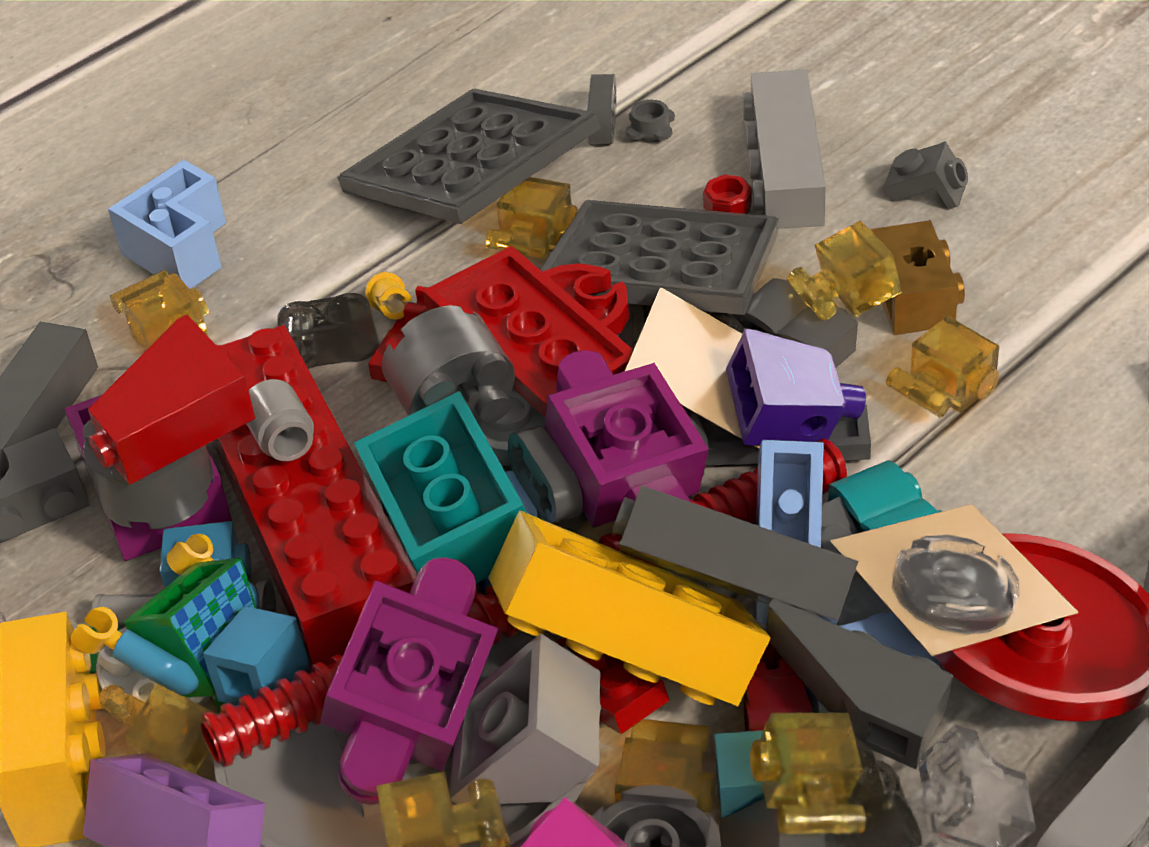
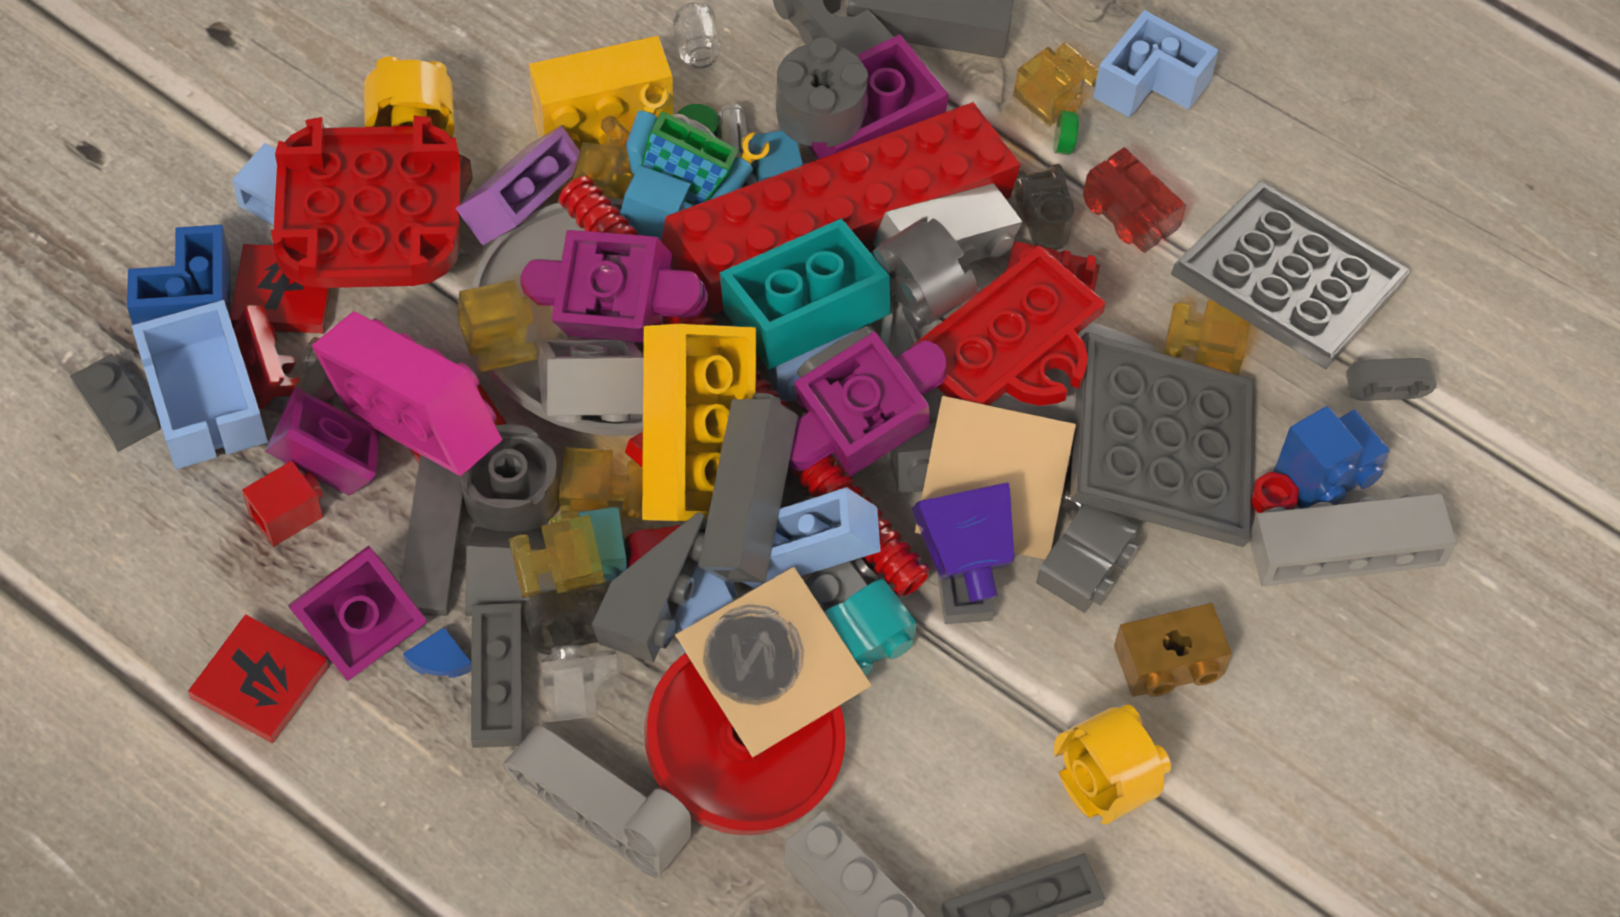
camera: 75 degrees right, 15 degrees up
(169, 403) = (834, 79): red slope -> none
(232, 309) = (1066, 132): none -> green tile
(281, 421) = (861, 164): light grey brick -> none
(340, 259) = (1133, 200): none -> clear red brick
(354, 389) = (976, 219): none -> brick
(387, 294) = (1104, 241): yellow pin -> none
(650, 121) = (1389, 415): dark grey plate -> none
(699, 141) = (1331, 456): none -> blue brick
(853, 269) = (1129, 578): clear yellow brick -> none
(926, 170) = (1330, 668): dark grey bracket -> none
(948, 369) = (1051, 681): clear yellow brick -> none
(1064, 317) = (1111, 764): none -> yellow brick

